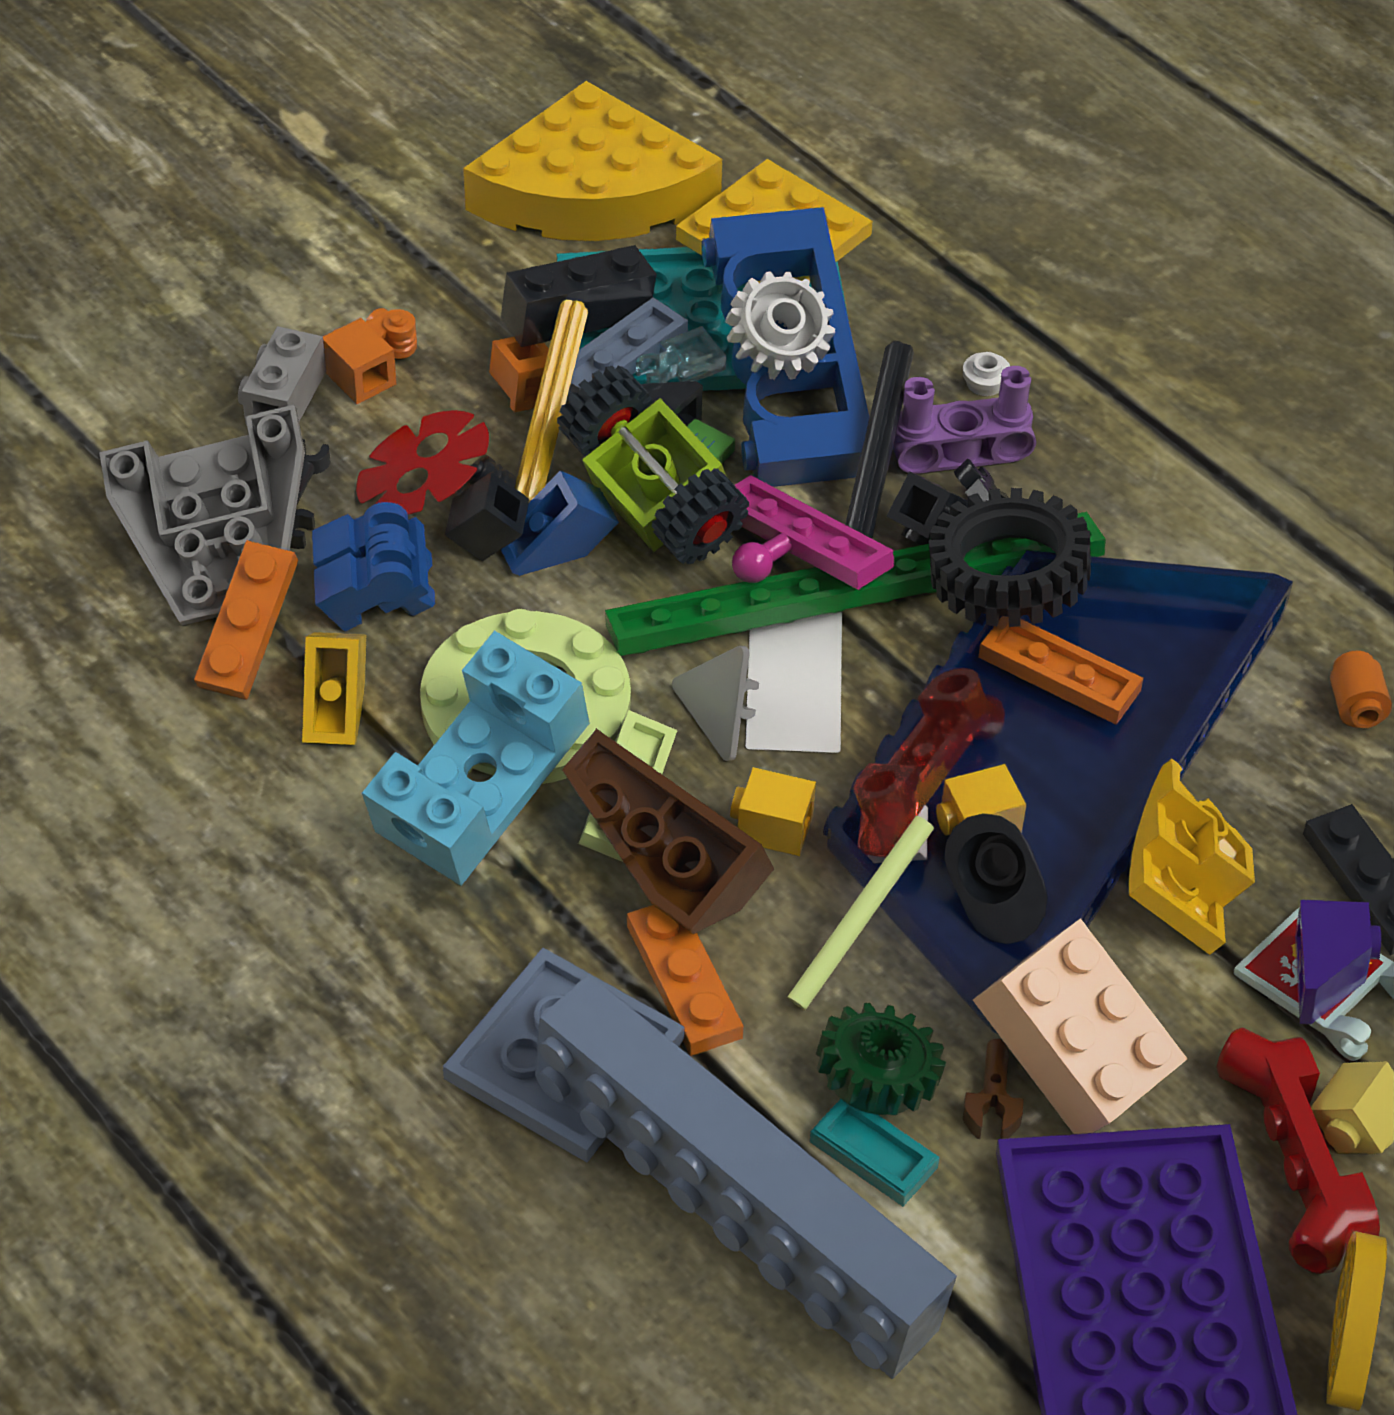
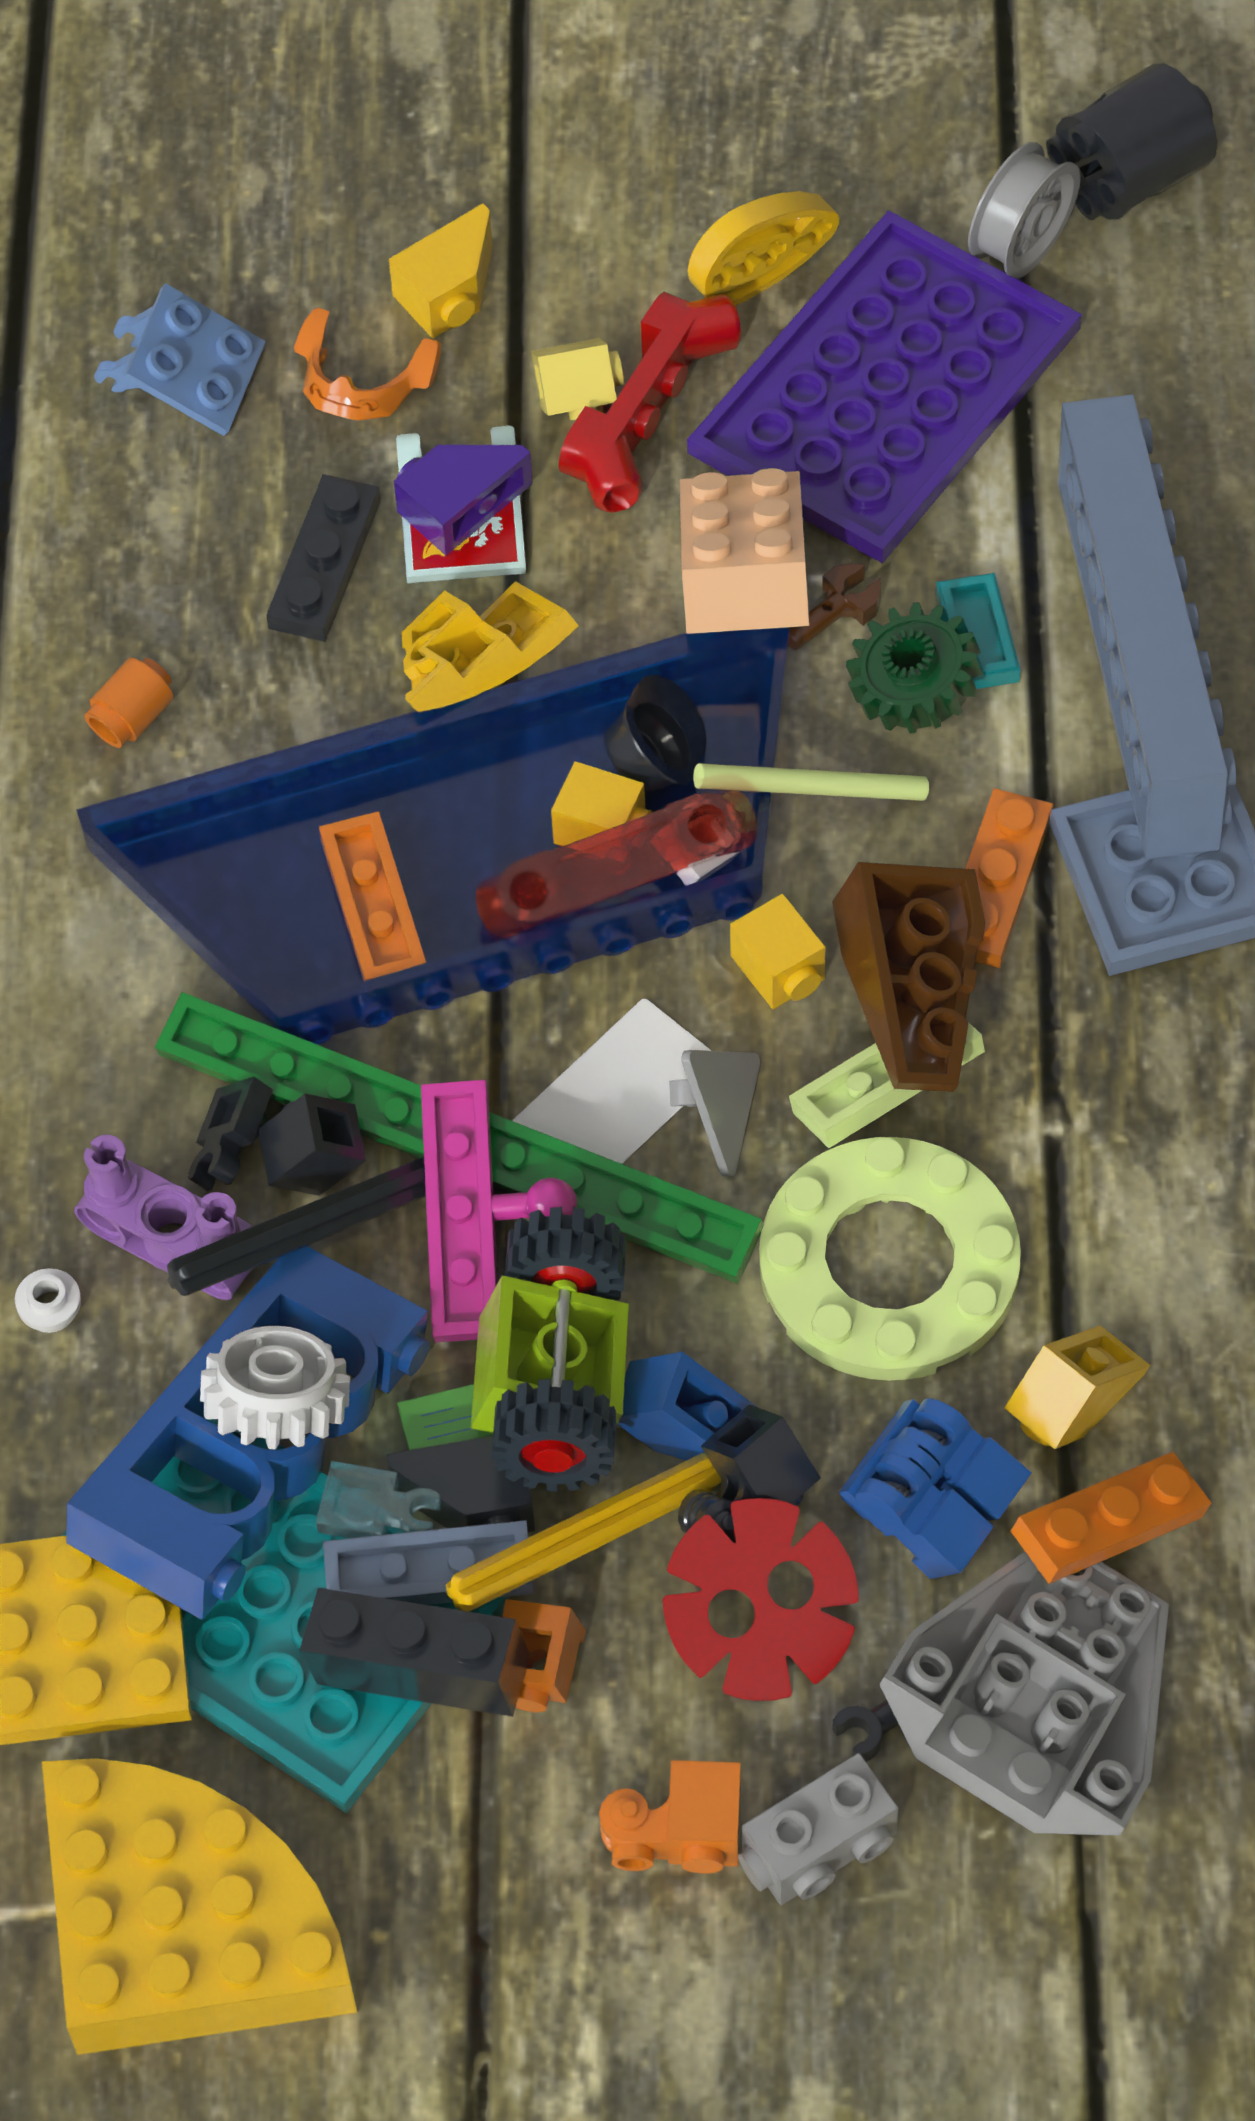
camera: 135 degrees left, 10 degrees up
(518, 720) = (1092, 1158): medium azure plate -> none
(1014, 594) = (305, 928): black tyre -> none

